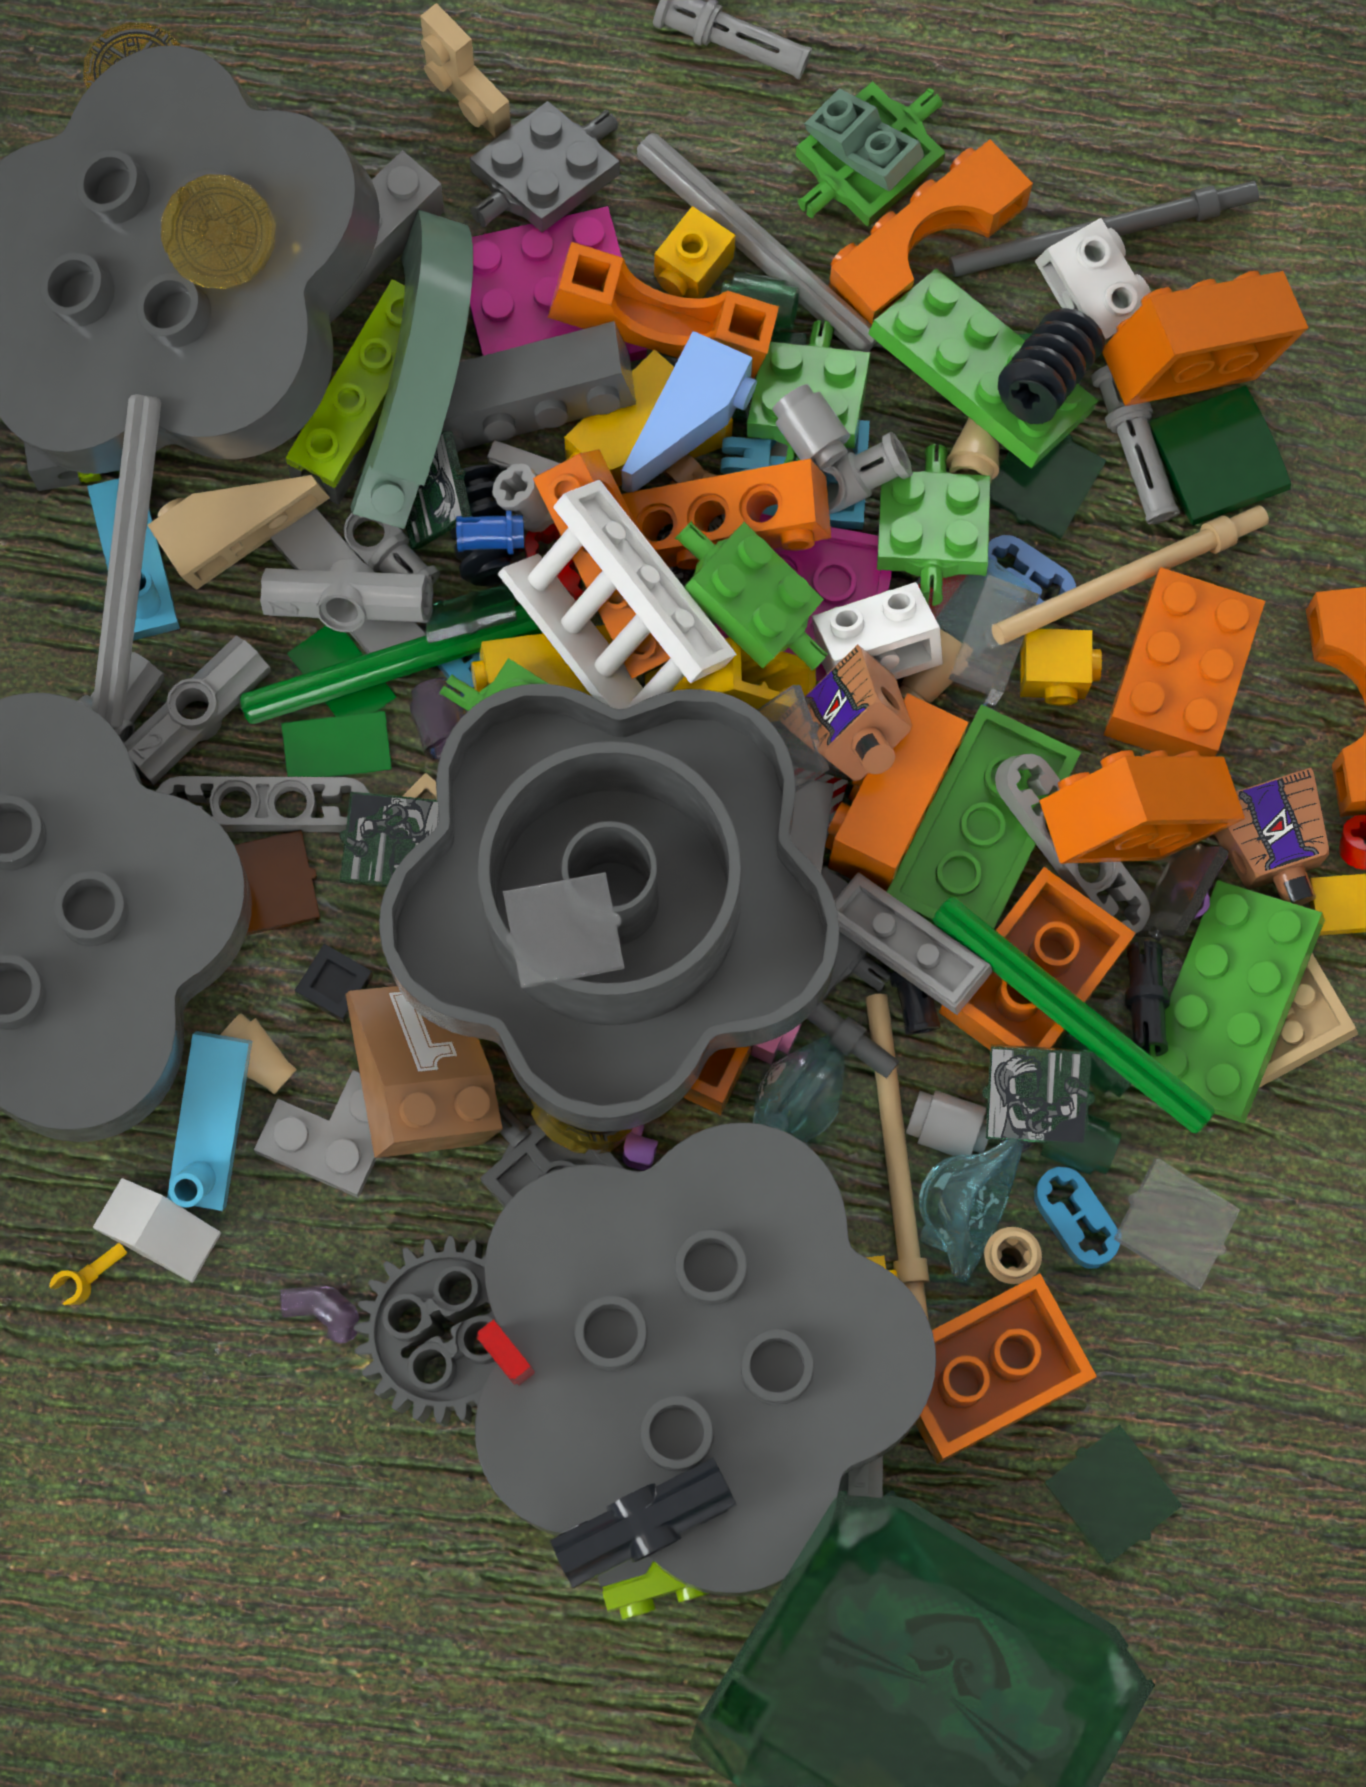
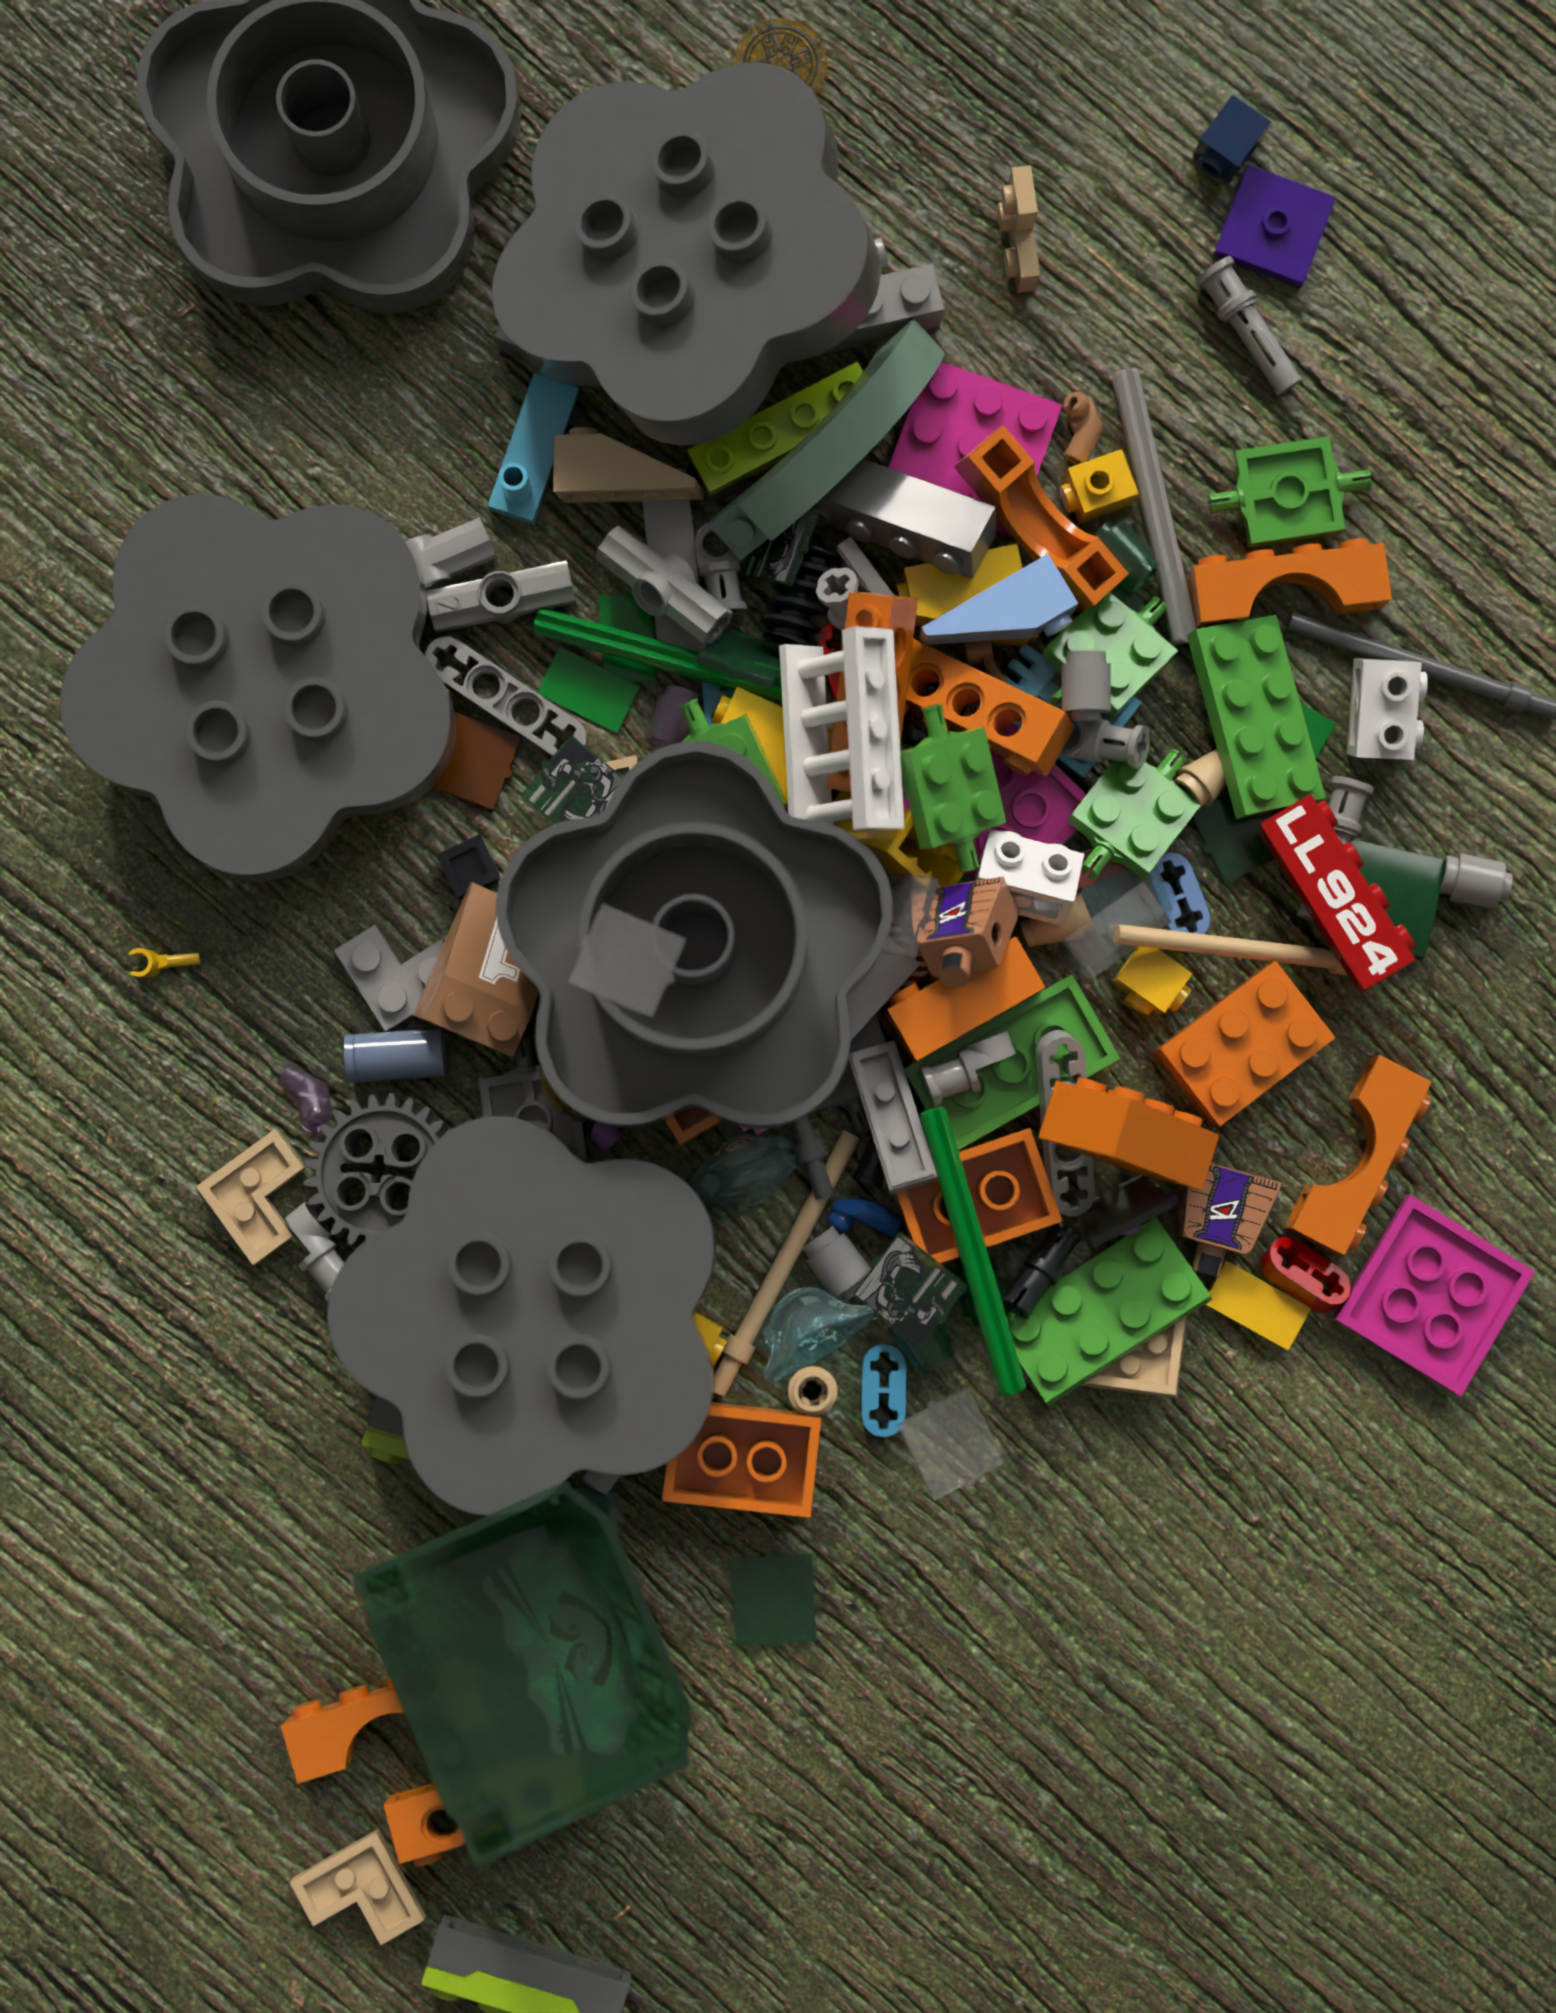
camera: 30 degrees right, 10 degrees up
(126, 558) = (512, 458): light grey axle -> none
(157, 1229) = (229, 962): white slope -> none
(209, 1121) = (312, 911): medium azure piece -> none
(218, 231) = (730, 256): clear yellow tile -> none
(266, 1061) = (378, 880): tan cone -> none
(317, 1442) = (241, 1193): none -> tan plate
(383, 1209) = (395, 1055): none -> sand blue pin
(447, 1459) = (323, 1261): none -> light grey connector
(490, 532) = (796, 609): blue pin -> none
(505, 1353) = (395, 1229): red tile -> none
(544, 167) = (1035, 342): dark grey plate -> none
(640, 212) = (1084, 424): none -> medium nougat arm
(643, 1523) = (411, 1413): black piece -> none
(862, 141) = (1287, 480): sand green slope -> none
(941, 1057) = (865, 1211): none -> blue arm
(944, 856) = (960, 1072): none -> light grey connector
(1050, 365) = (1301, 752): black piece -> none
(1172, 471) = (1336, 893): none -> red brick
(1203, 336) = (1433, 806): orange brick -> none
(1288, 385) = (1475, 880): none -> light grey brick

